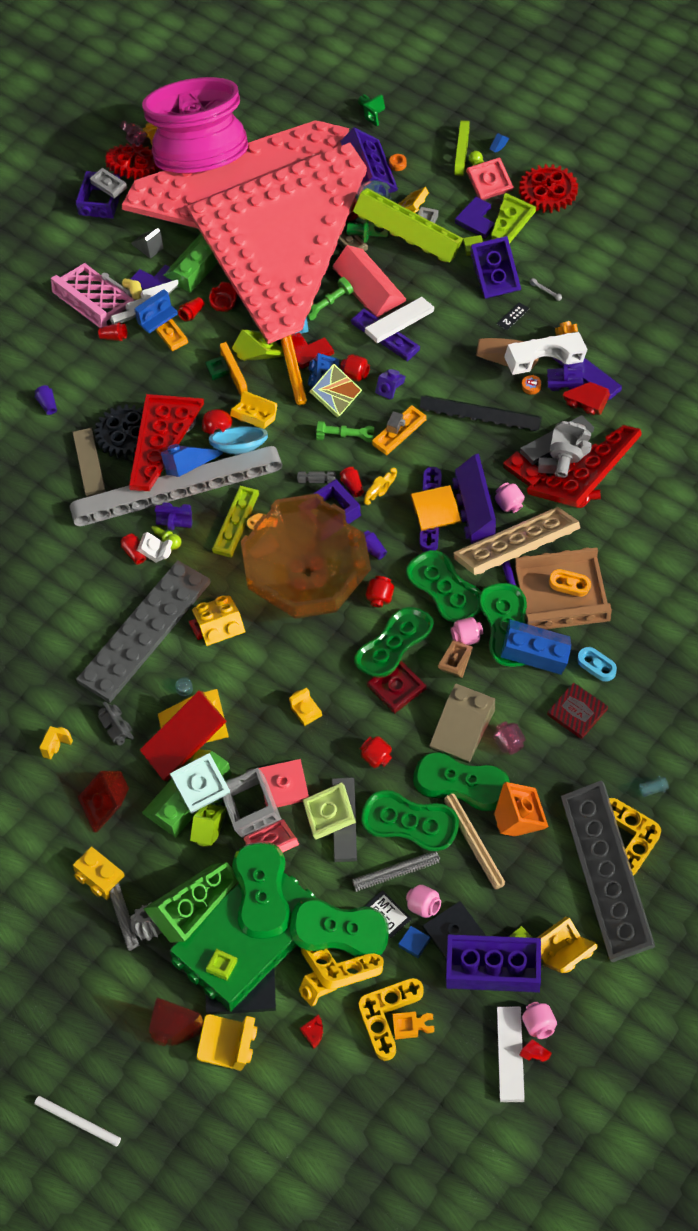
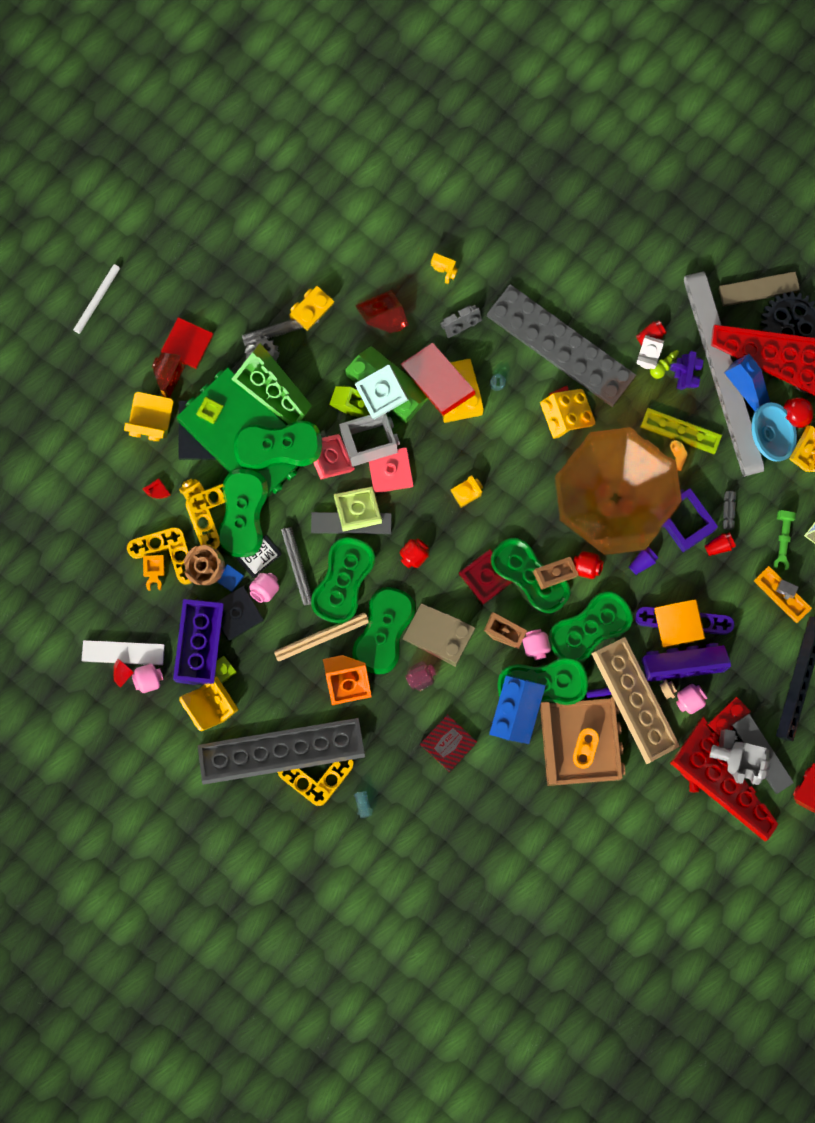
camera: 85 degrees right, 20 degrees up
(133, 1009) = (188, 342): none -> red tile
(380, 486) = (713, 571): yellow piece -> none
(390, 616) = (555, 573): none -> medium nougat plate
(404, 961) = (204, 565): none -> medium nougat cylinder
(502, 517) = (668, 689): none -> tan plate
(598, 664) = (495, 766): medium azure plate -> none

